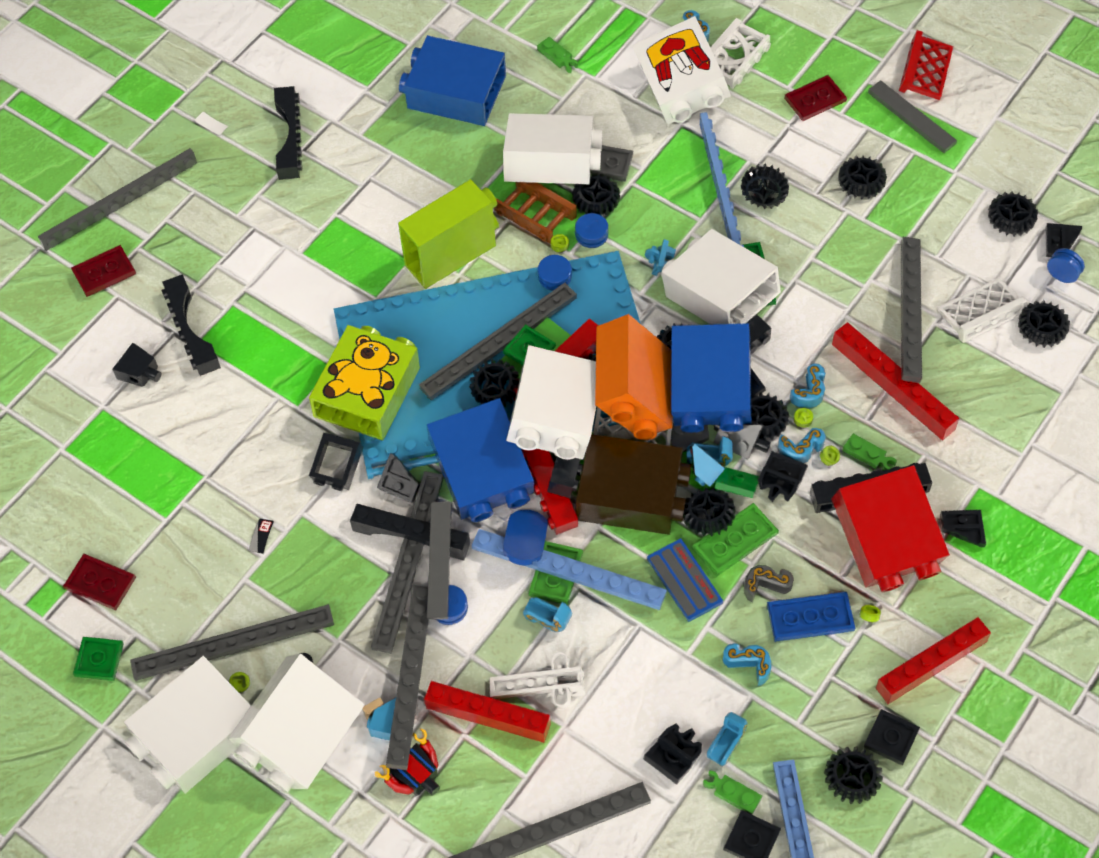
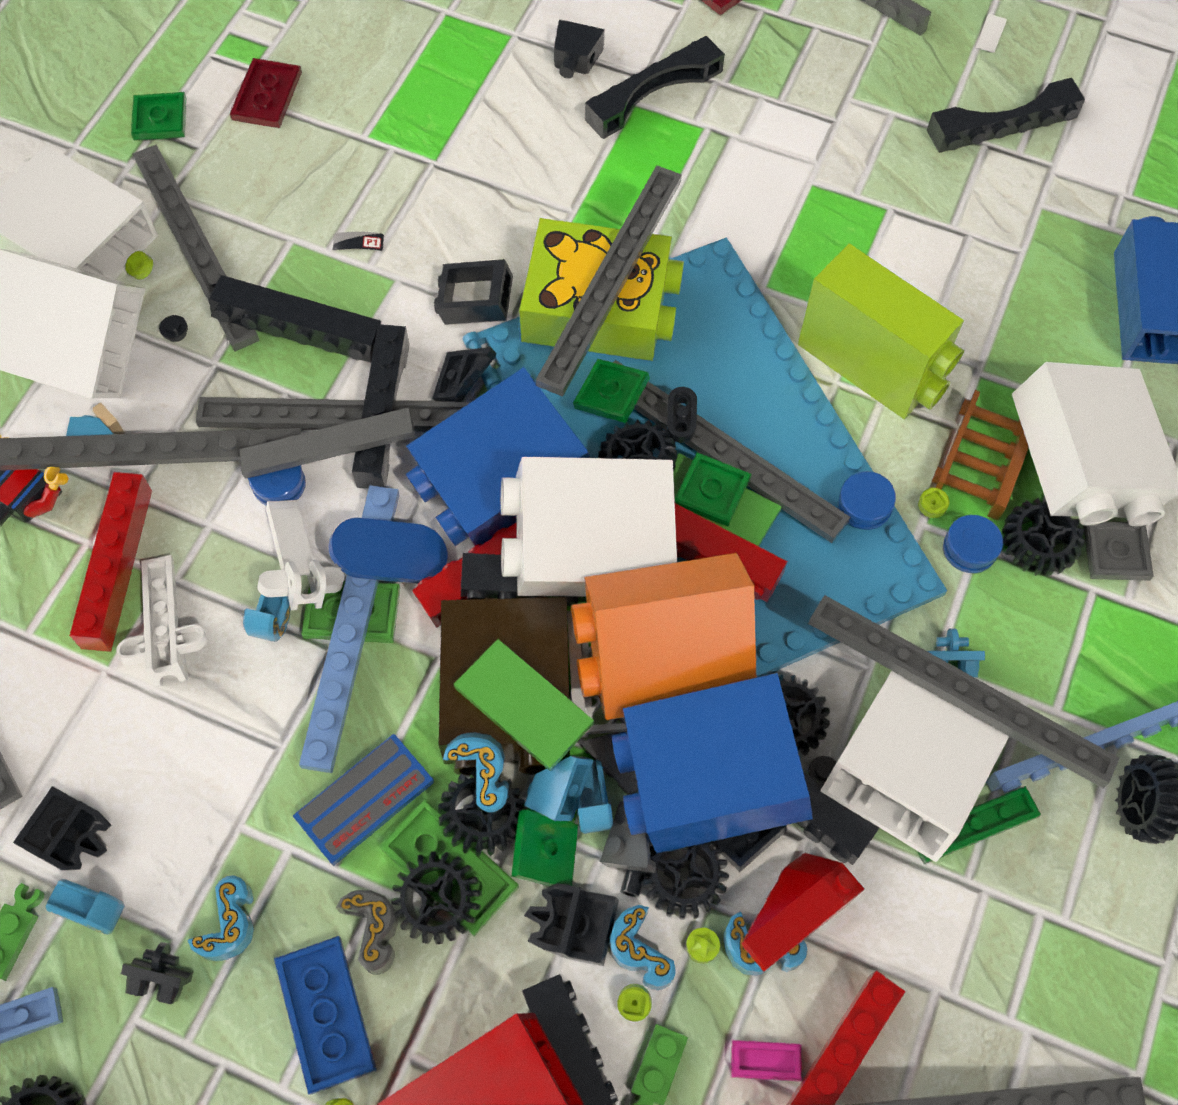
camera: 75 degrees right, 5 degrees up
(326, 575) = (294, 318): none -> black brick
(375, 362) = (608, 281): none -> dark grey plate
(445, 388) = (611, 390): none -> green plate
(475, 351) = (682, 417): none -> black plate
(537, 579) = (295, 560): none -> white piece
(655, 465) = (524, 704): none -> bright green tile
(690, 490) = (489, 765): none -> dark azure animal
(691, 249) = (965, 692): none -> dark grey plate
(751, 535) = (427, 910): none -> black gear
(771, 700) = (156, 970): none -> black hips
(792, 357) = (800, 903): none -> red wedge
(869, 400) = (766, 1060): none -> dark pink tile

